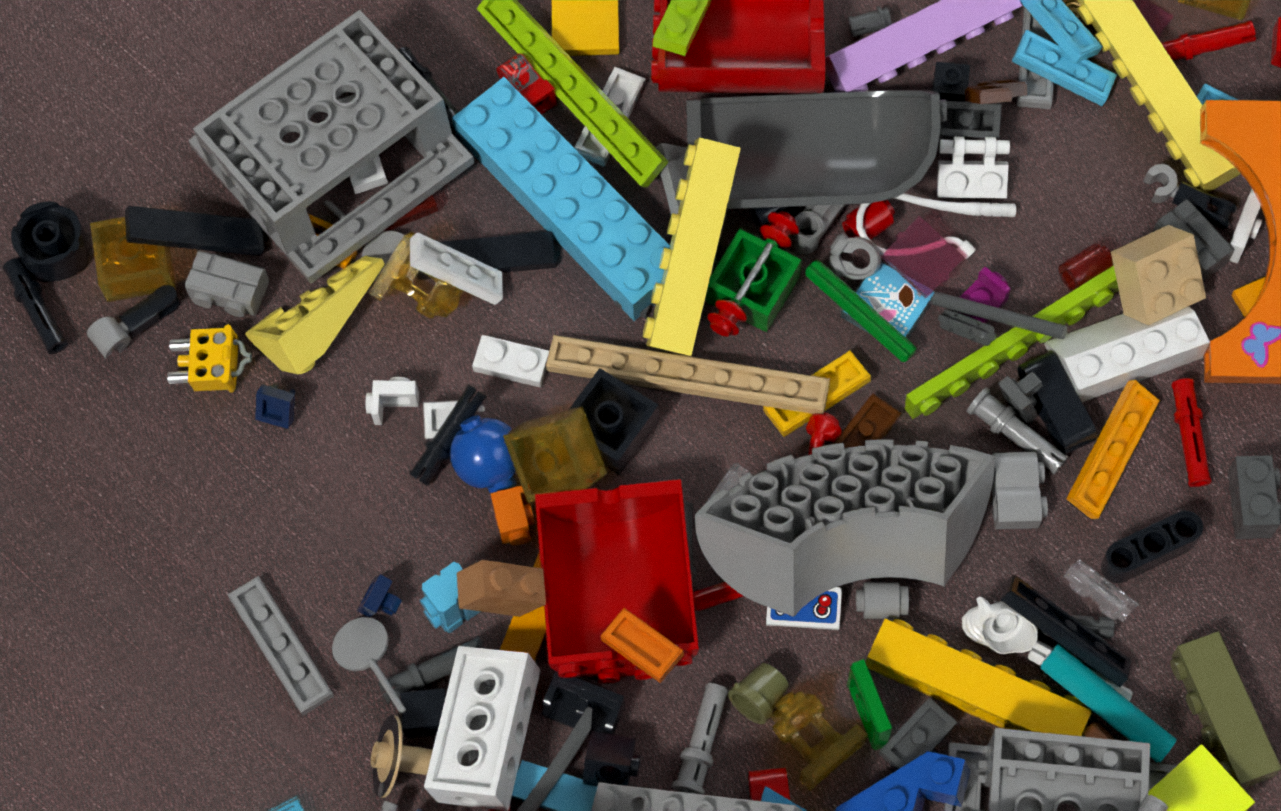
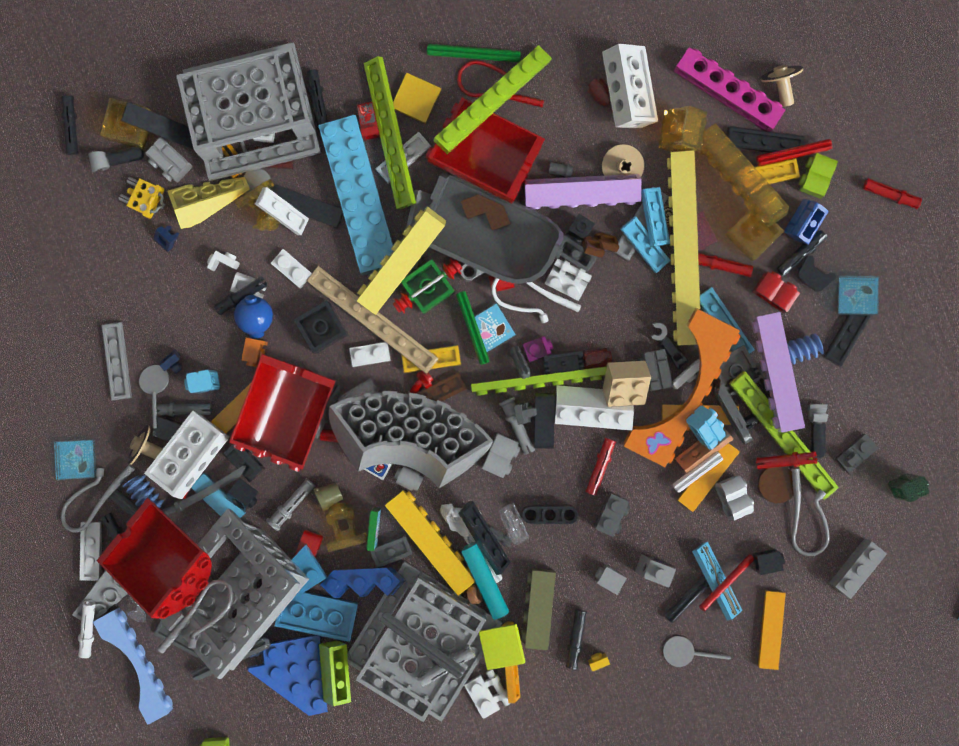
camera: 20 degrees right, 20 degrees up
(51, 242) = (88, 85): black brick -> none
(501, 588) = (222, 395): medium nougat brick -> none
(555, 453) = (283, 336): clear yellow brick -> none
(642, 645) = (276, 456): orange tile -> none
(710, 435) = (370, 354): none -> white plate
(800, 118) = (494, 211): none -> reddish brown tile
(847, 244) = (481, 288): light grey piece -> none
(922, 257) = (518, 314): clear pink piece -> none
(999, 315) = (538, 365): dark grey bar -> none
(1037, 291) = (563, 362): none -> black hinge
(1113, 449) = (558, 456): light orange tile -> none

